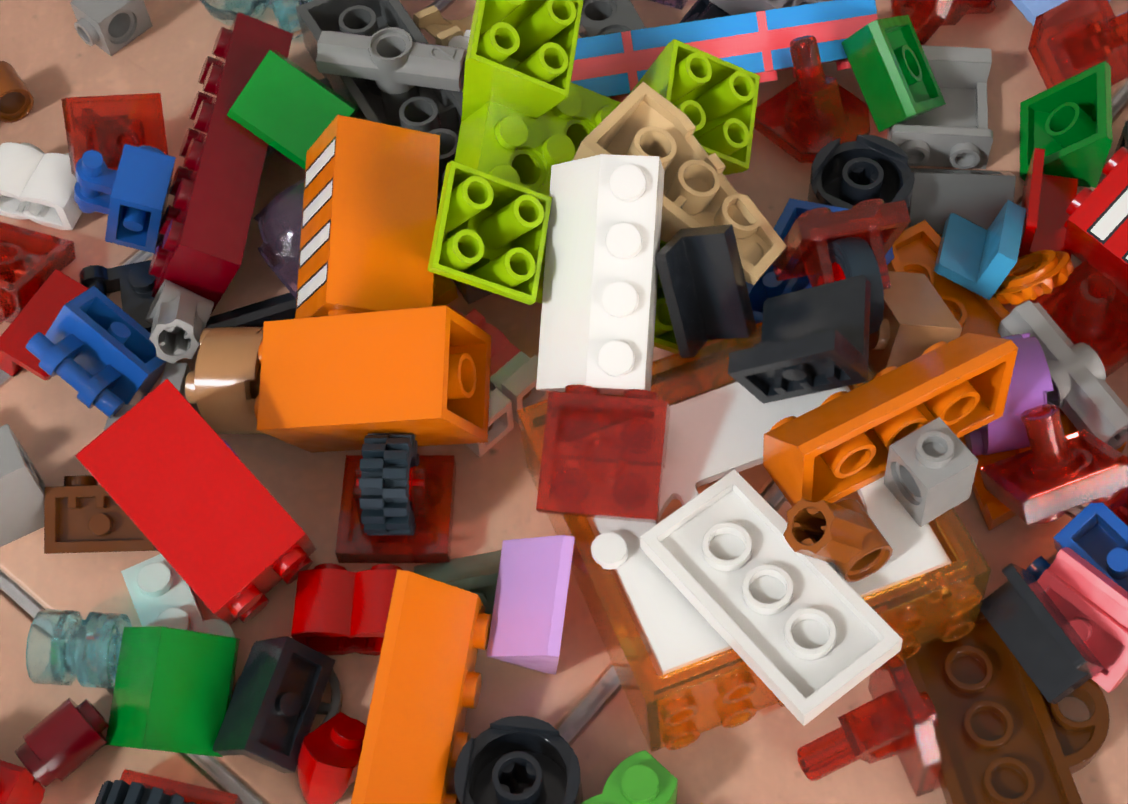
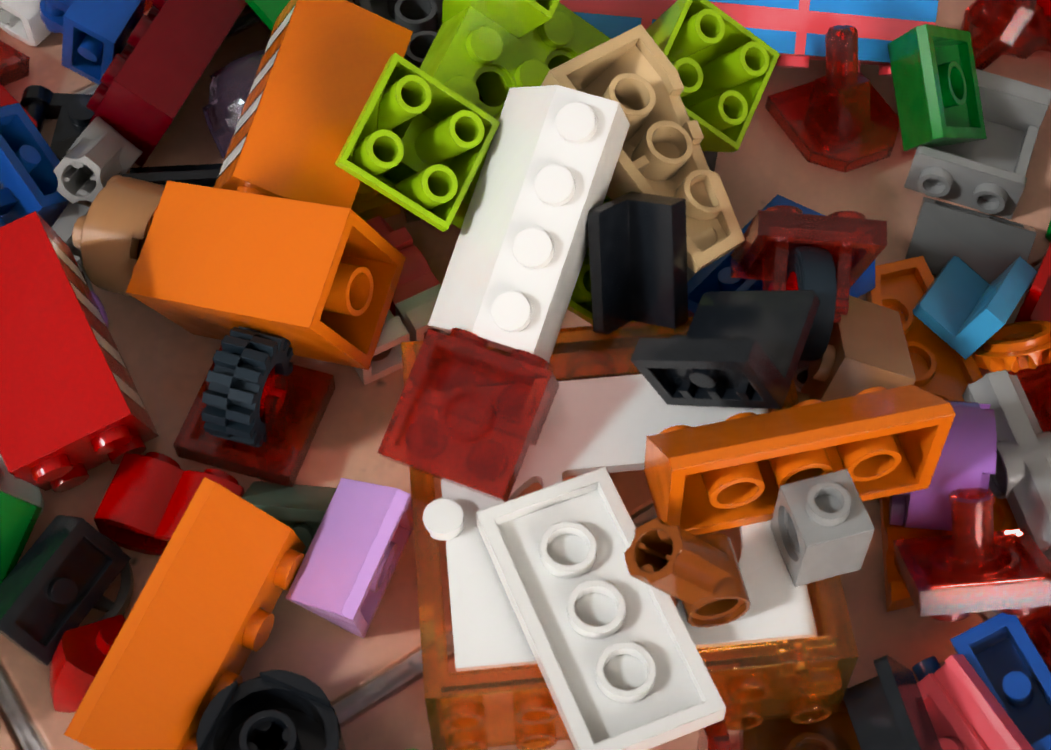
camera: 10 degrees right, 0 degrees up
(859, 172) = (871, 183): black brick -> none

